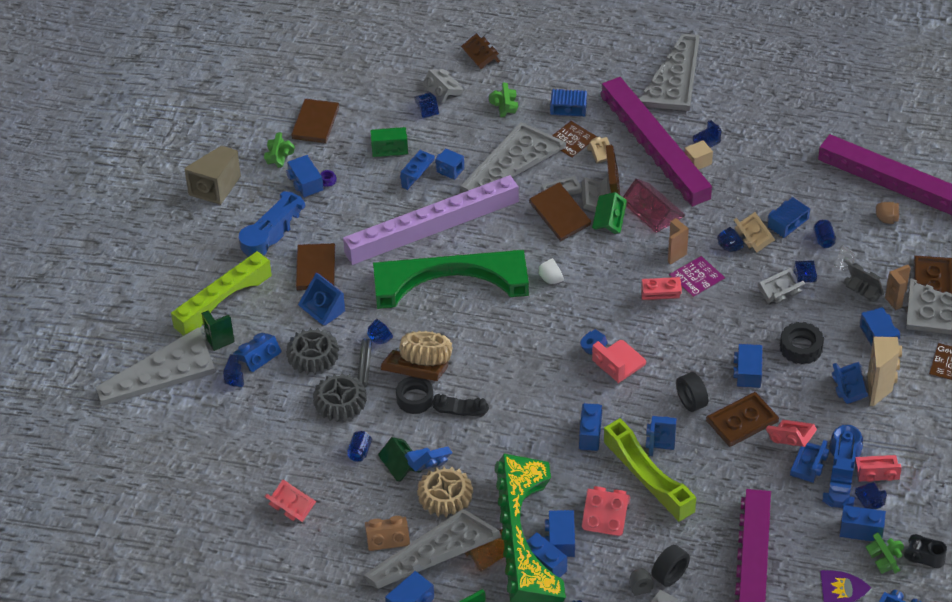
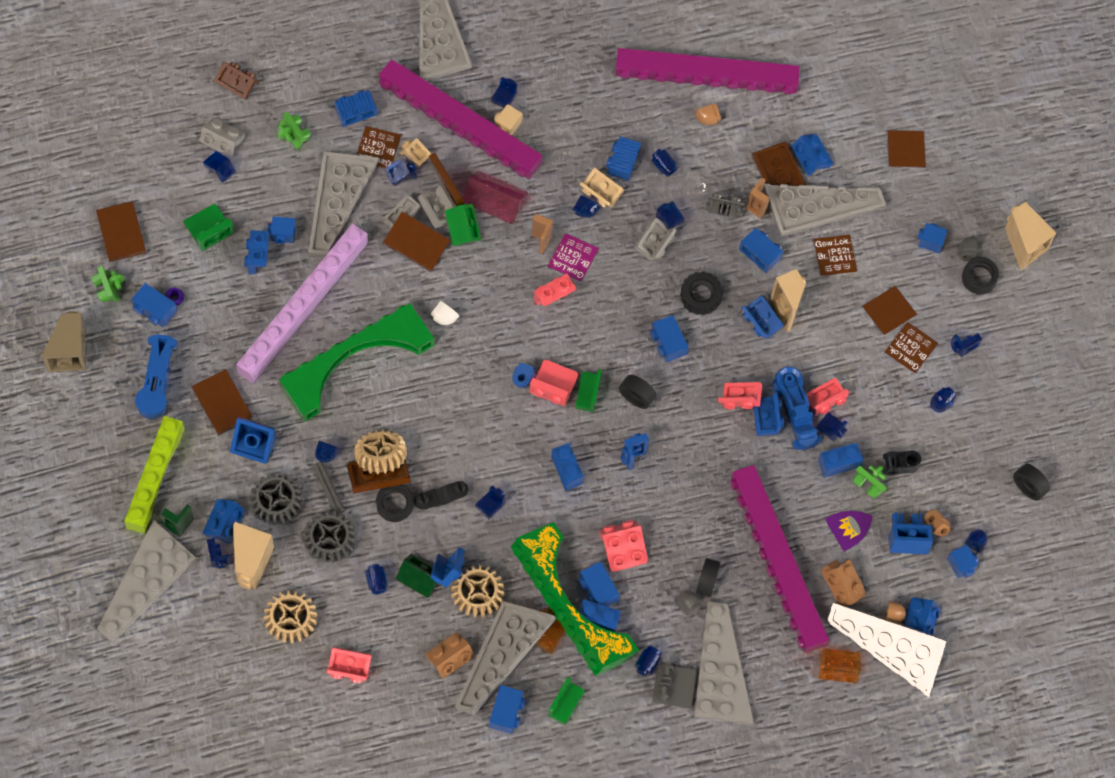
camera: 35 degrees left, 20 degrees up
(252, 446) = (284, 622): none -> tan gear
(260, 380) = (251, 554): none -> tan slope
(503, 430) = (491, 502): none -> clear blue bracket
(579, 158) = (400, 171): none -> clear blue bracket
(648, 378) = (588, 391): none -> green panel
(669, 493) = (613, 476): lime arch -> none
(742, 419) = (688, 396): reddish brown tile -> none

